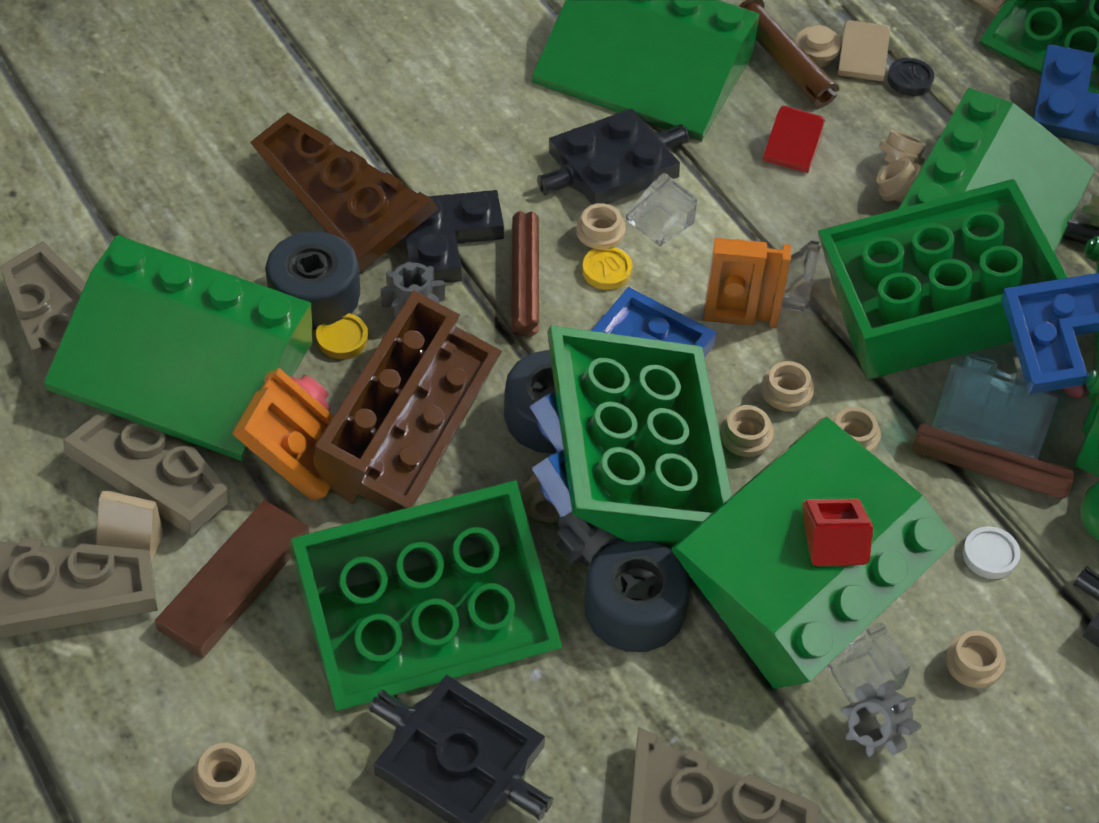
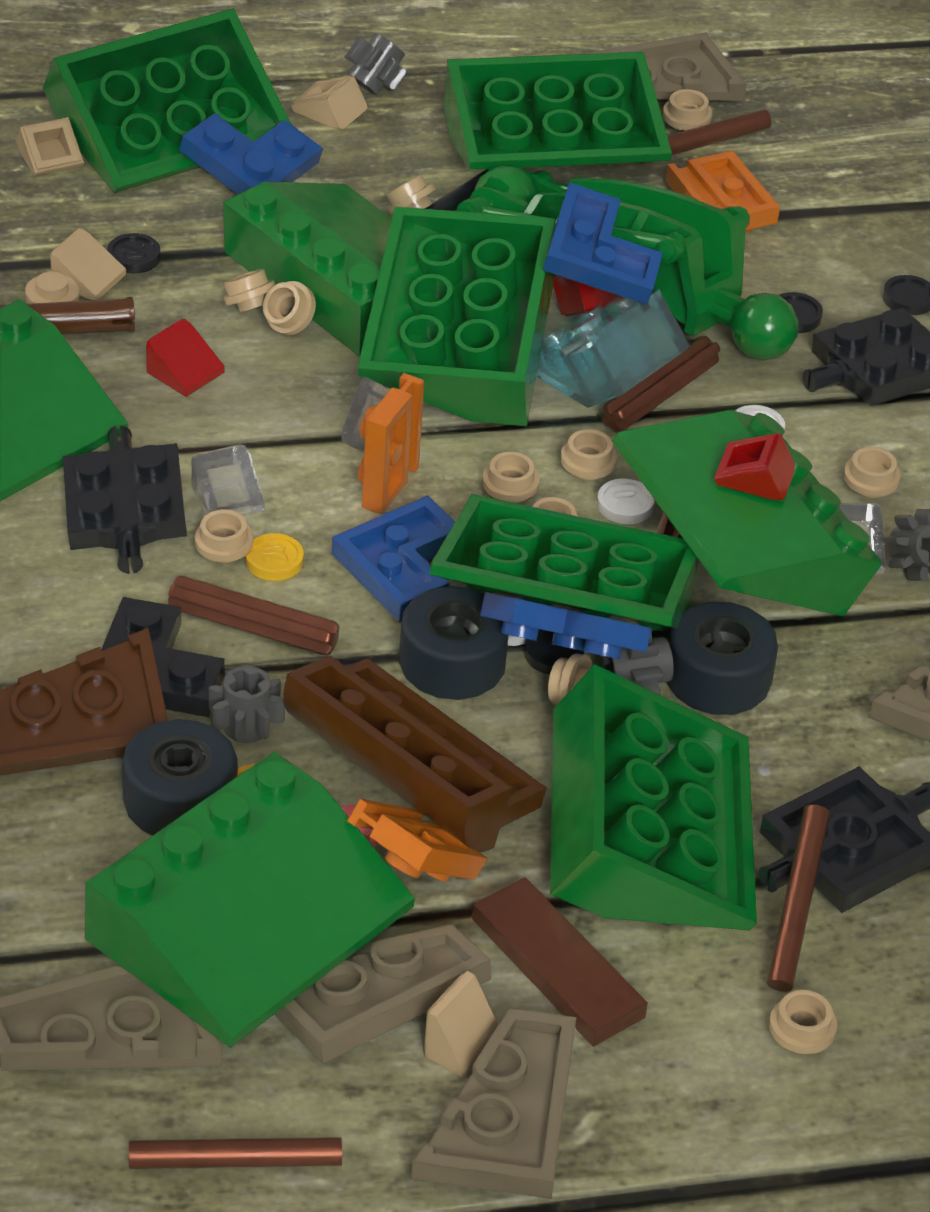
camera: 70 degrees left, 10 degrees down
(354, 725) = (798, 898): none -> copper bar

